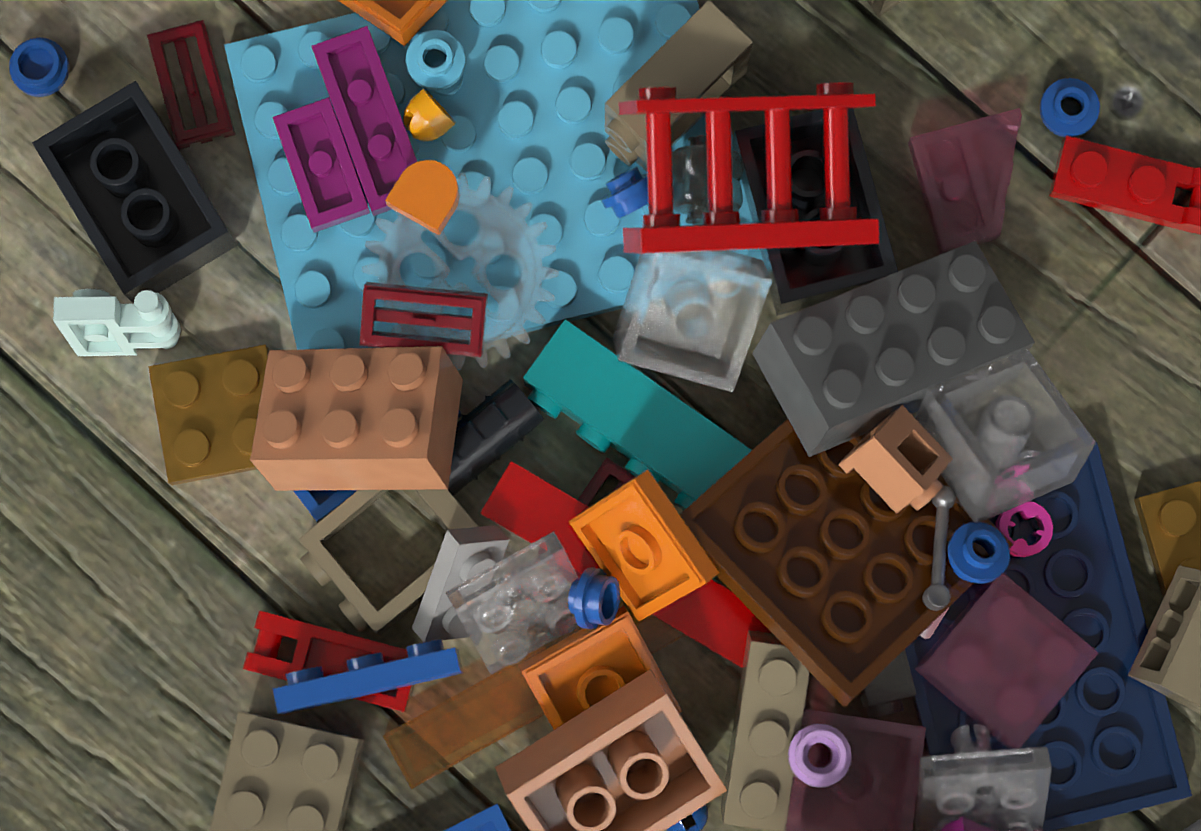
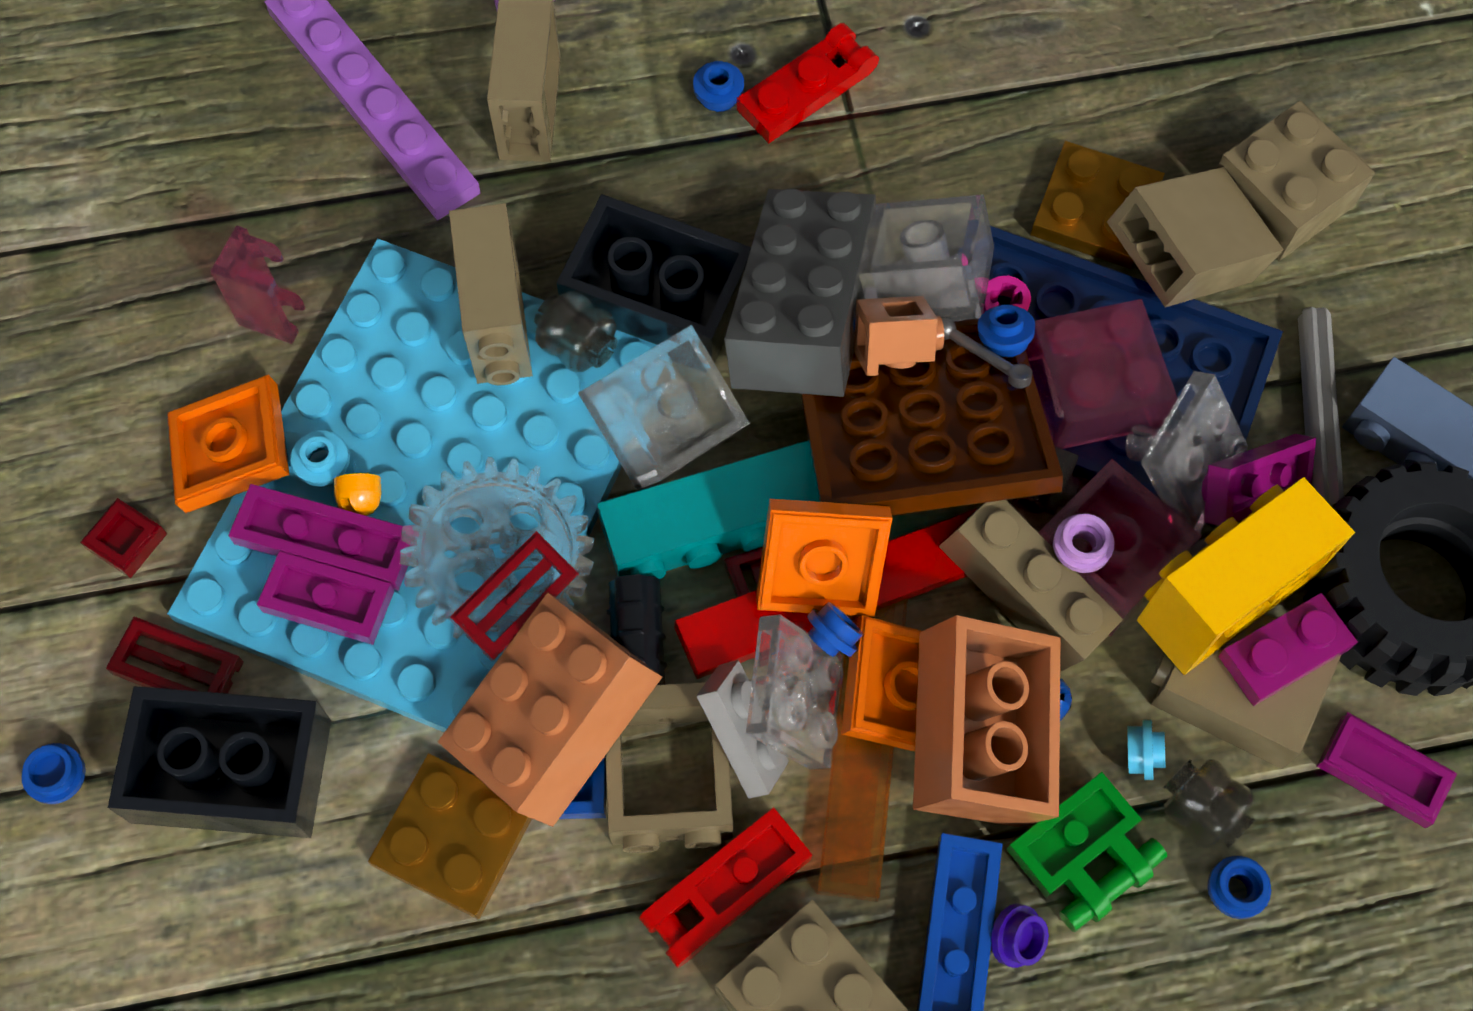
camera: 55 degrees left, 15 degrees down
(103, 327) = (308, 860): light aqua plate -> none
(367, 676) = (764, 856): blue plate -> none
(426, 194) = (419, 520): orange tile -> none
(627, 192) = (539, 389): blue plate -> none
(721, 224) = (625, 317): red fence -> none
(966, 177) = (714, 178): clear pink wing -> none

